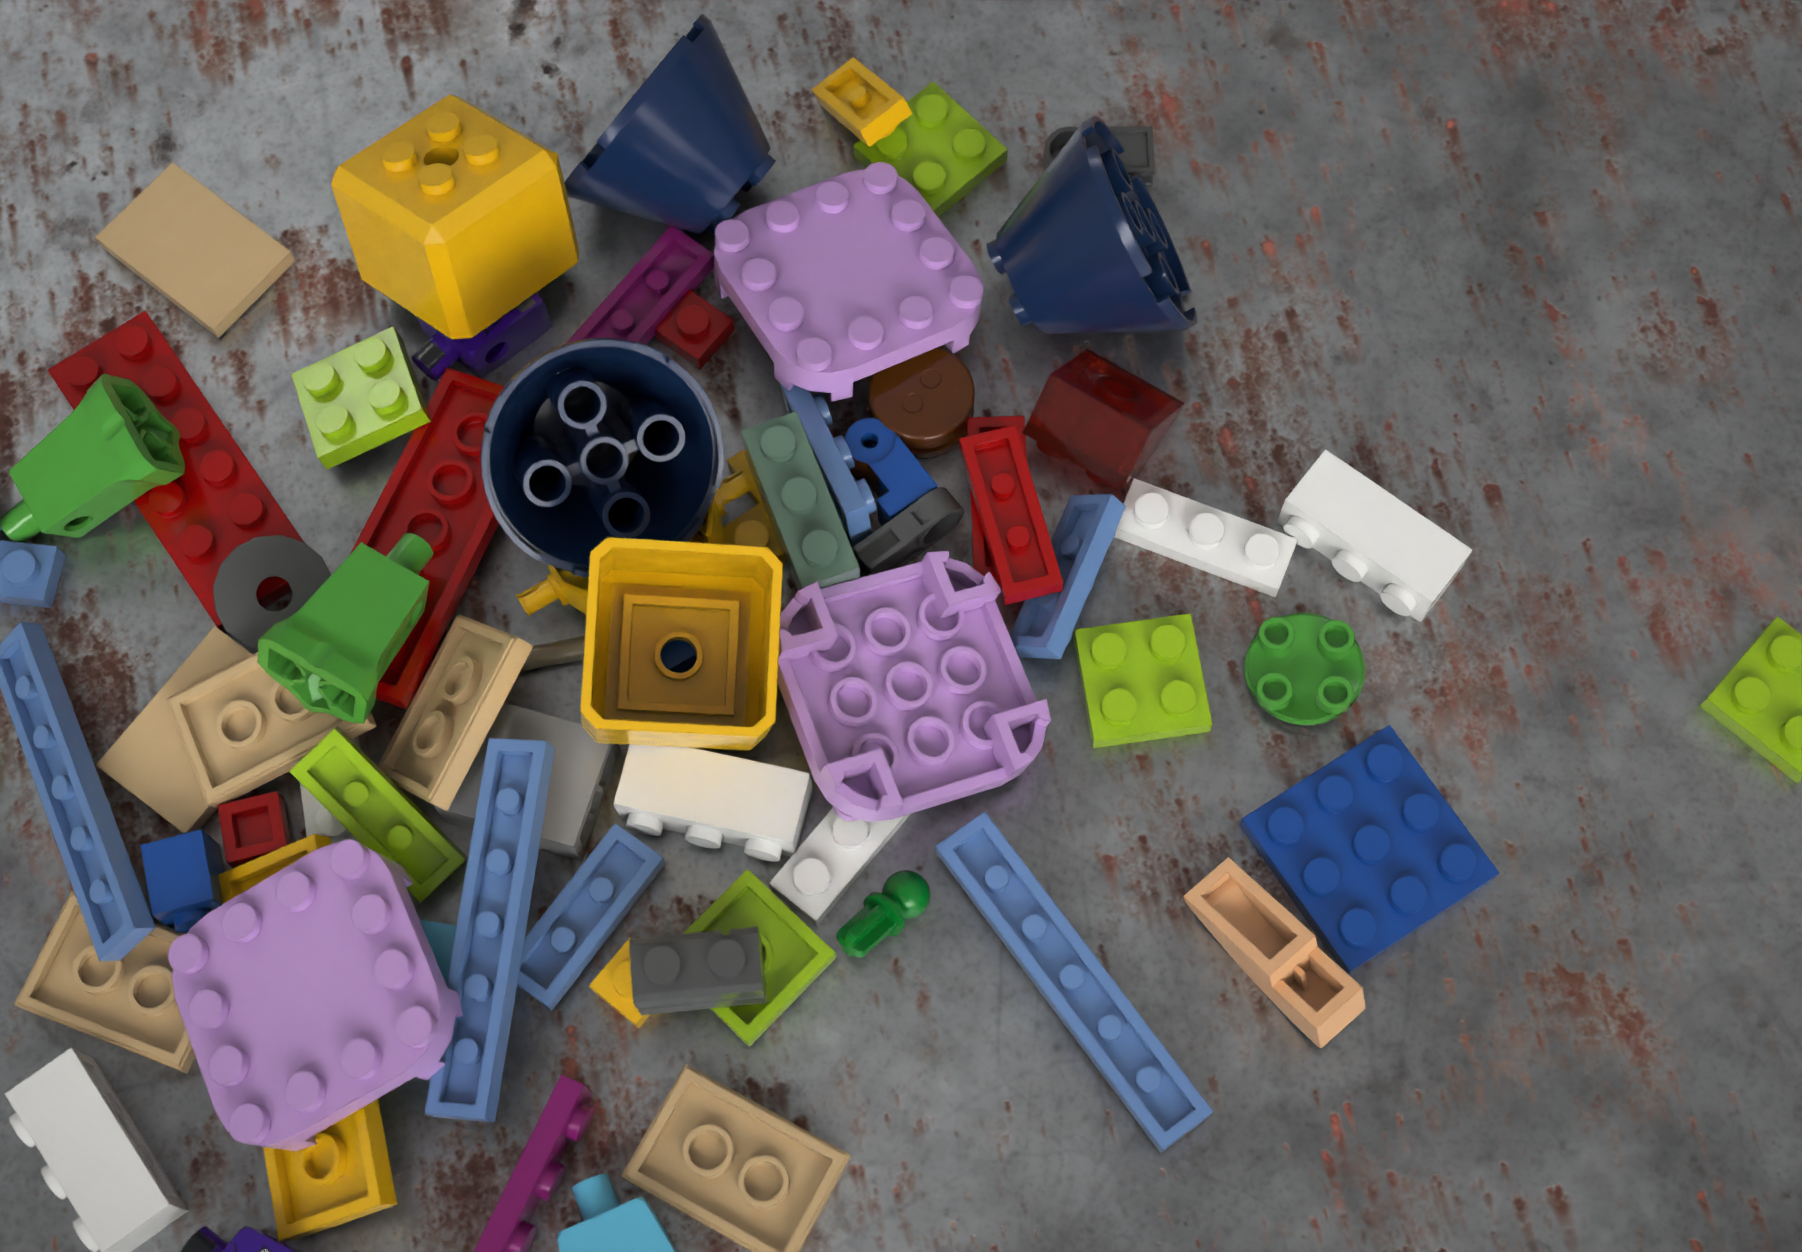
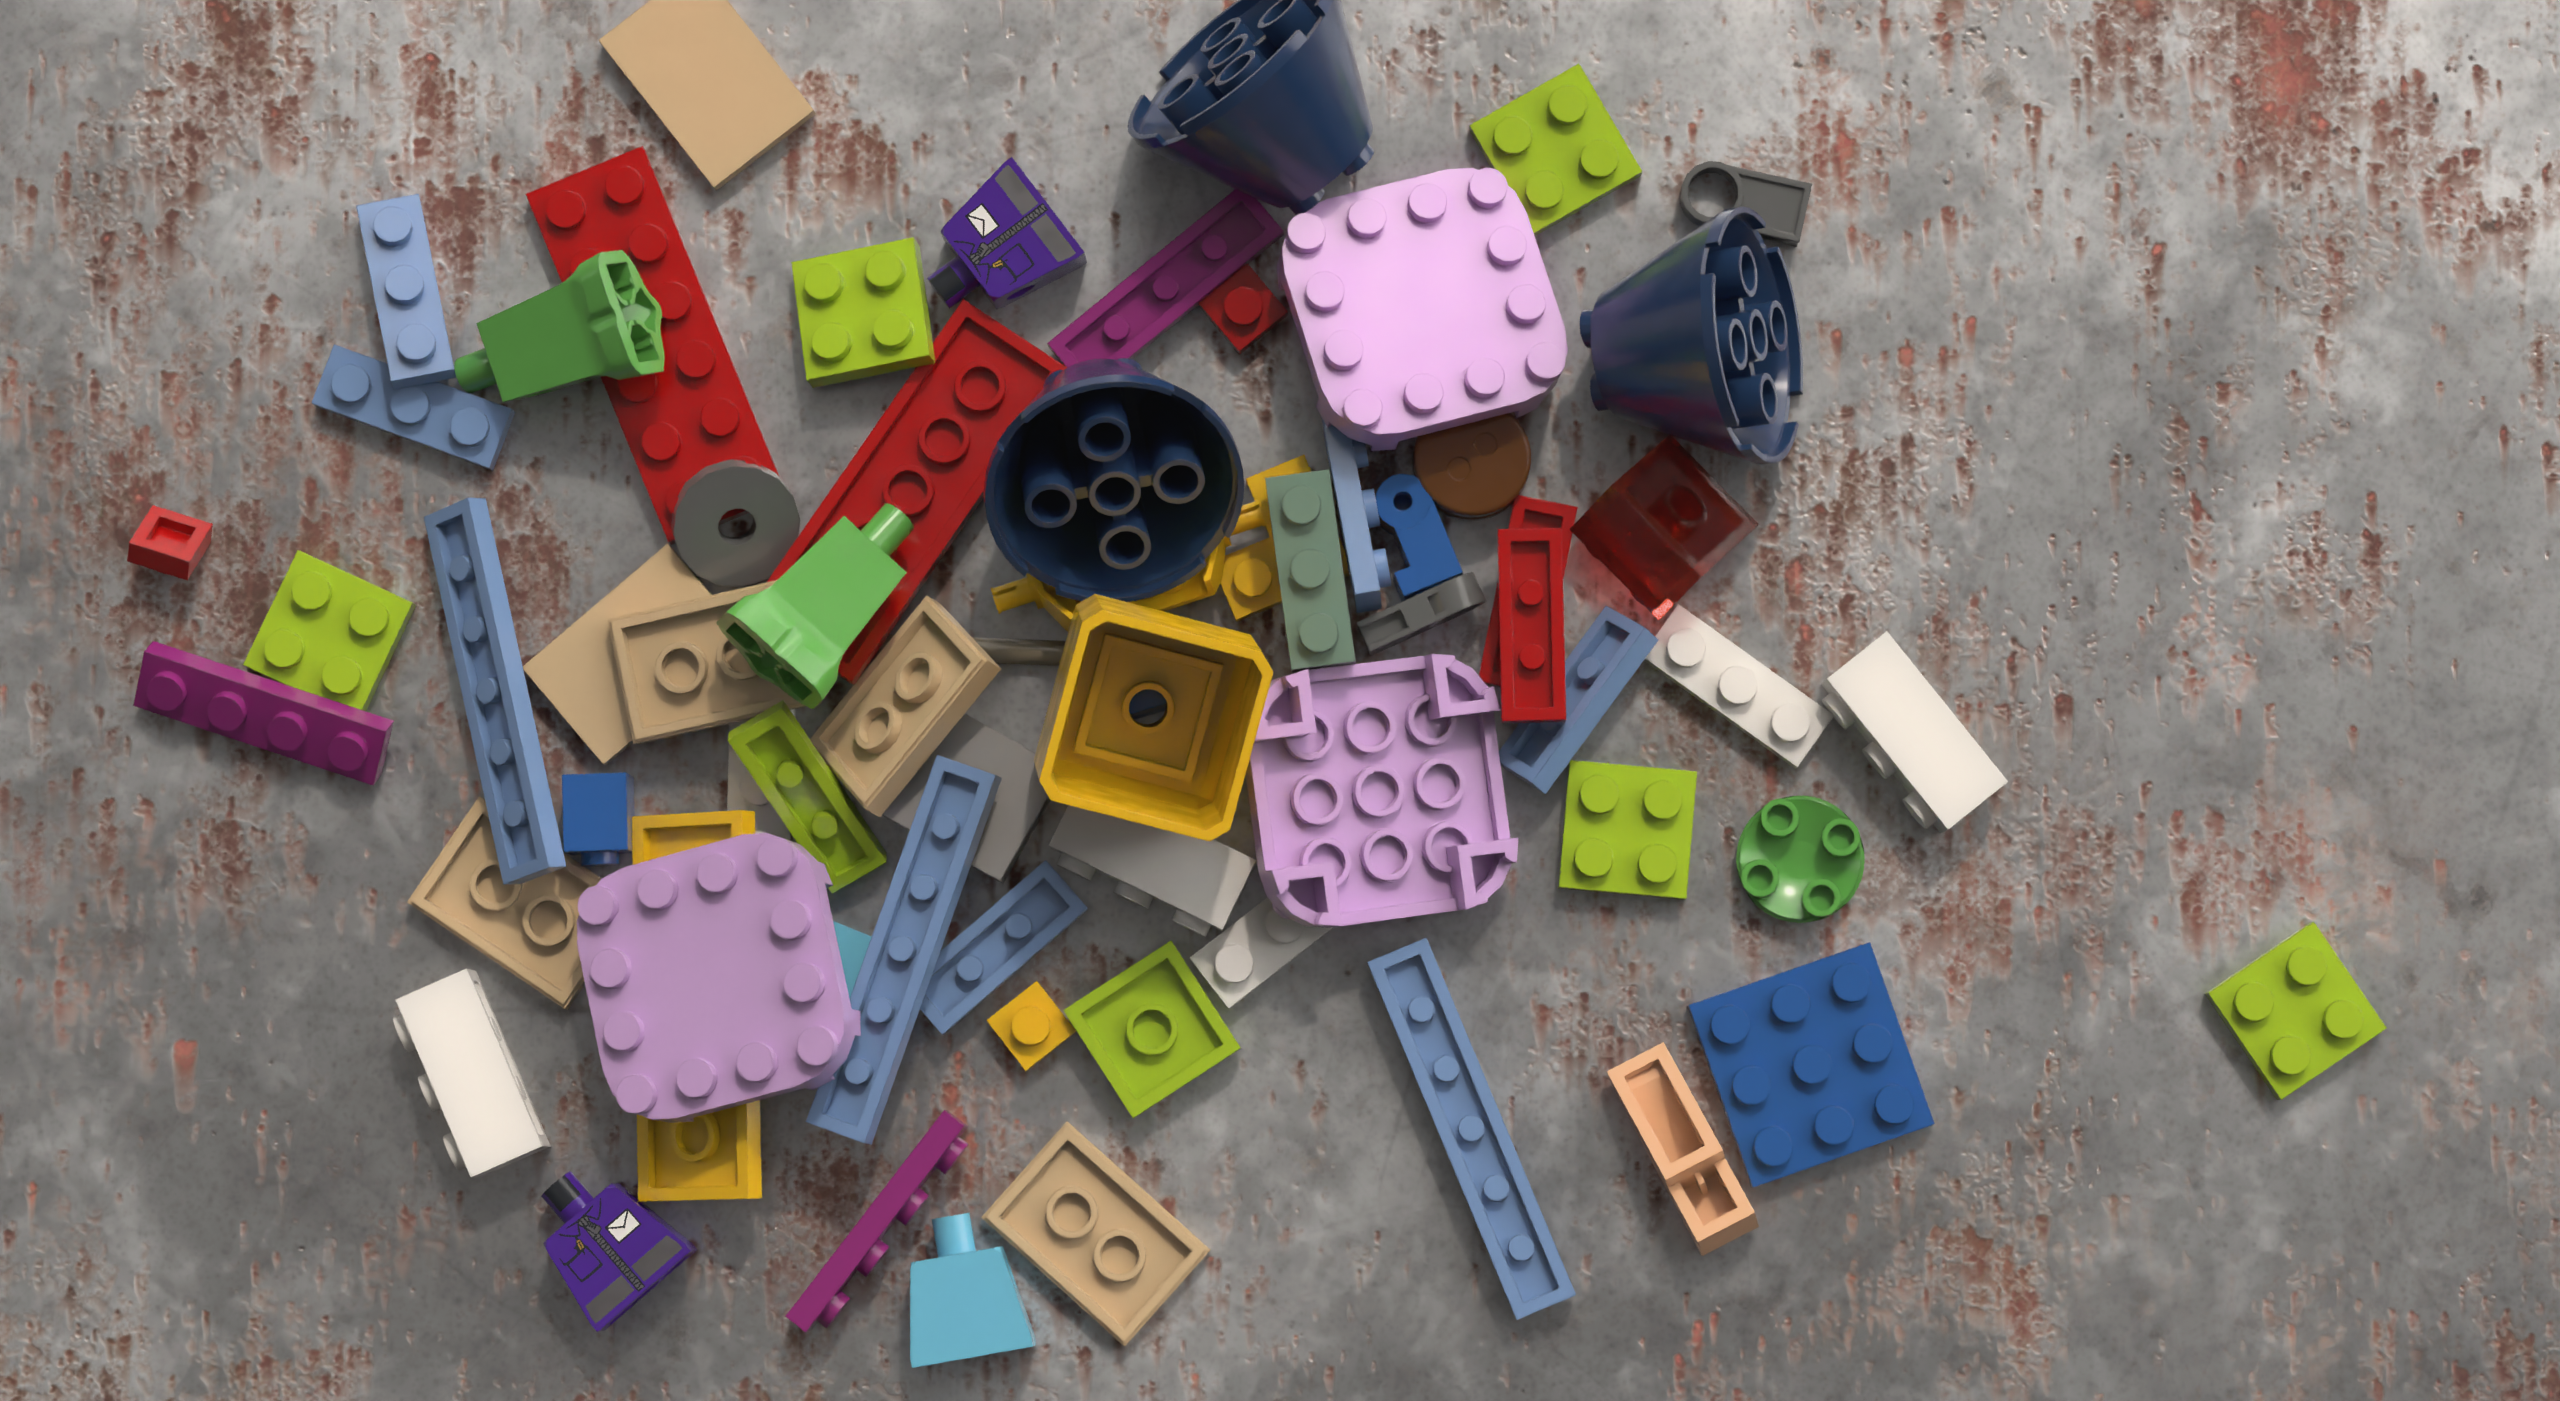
camera: 15 degrees right, 15 degrees up
(253, 827) = (676, 776): red plate -> none
(457, 216) = (1020, 185): yellow plate -> none
(697, 971) = (1100, 1041): dark grey brick -> none
(862, 102) = (1489, 79): yellow plate -> none
(902, 897) = (1323, 1001): green axle -> none

